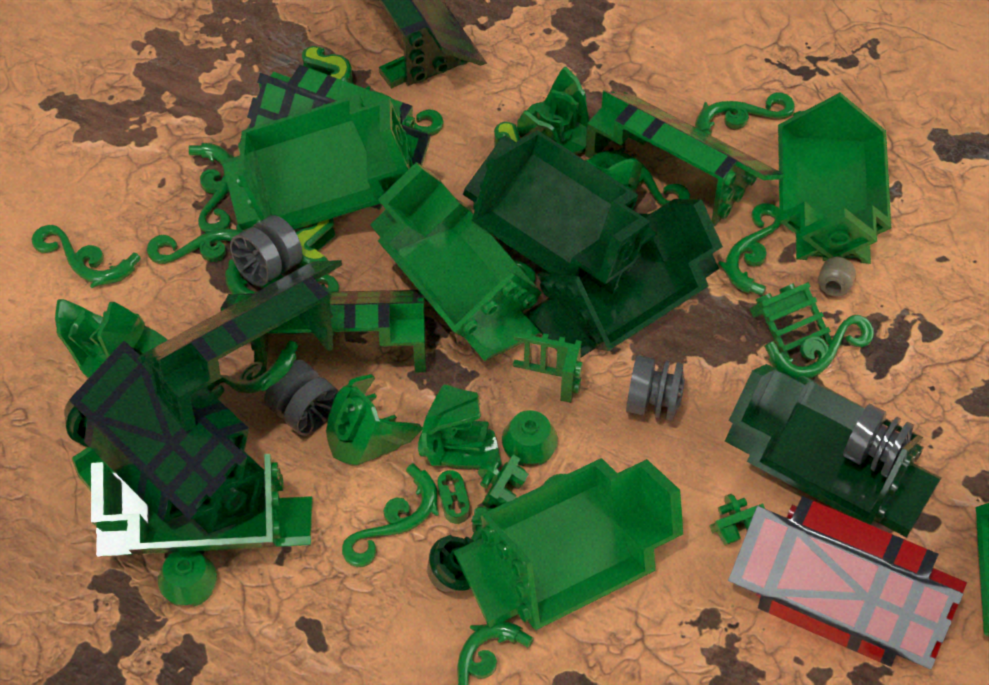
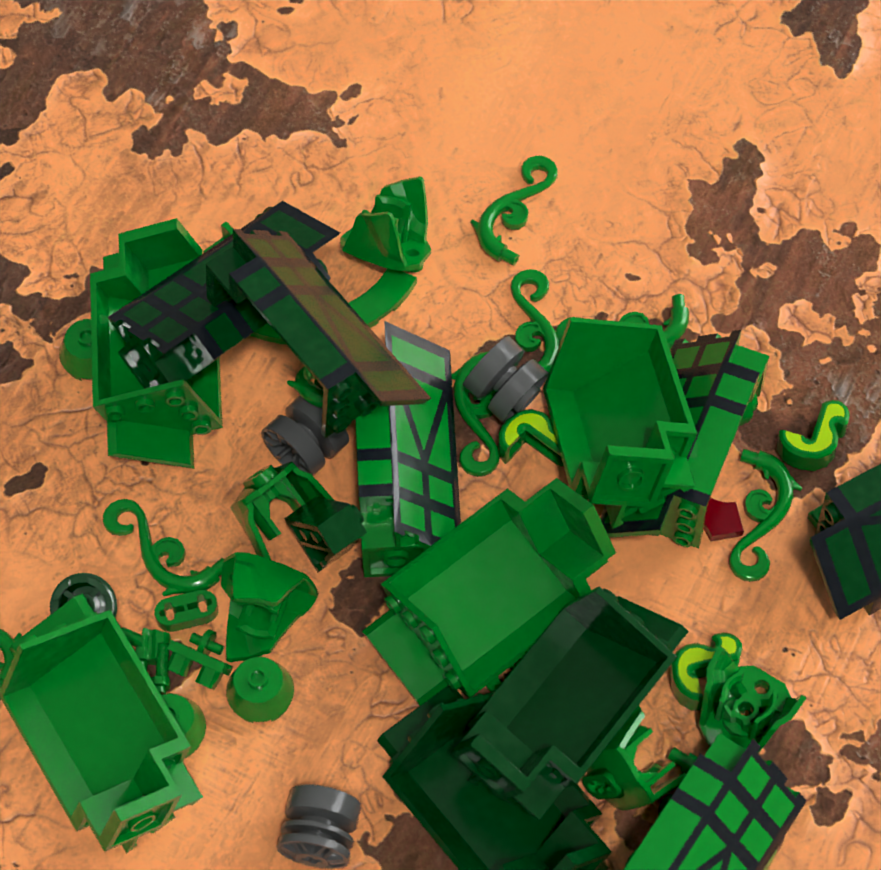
camera: 90 degrees right, 5 degrees up
(403, 367) = (326, 529): none -> dark green wedge
(567, 363) = (350, 728): green plate -> none

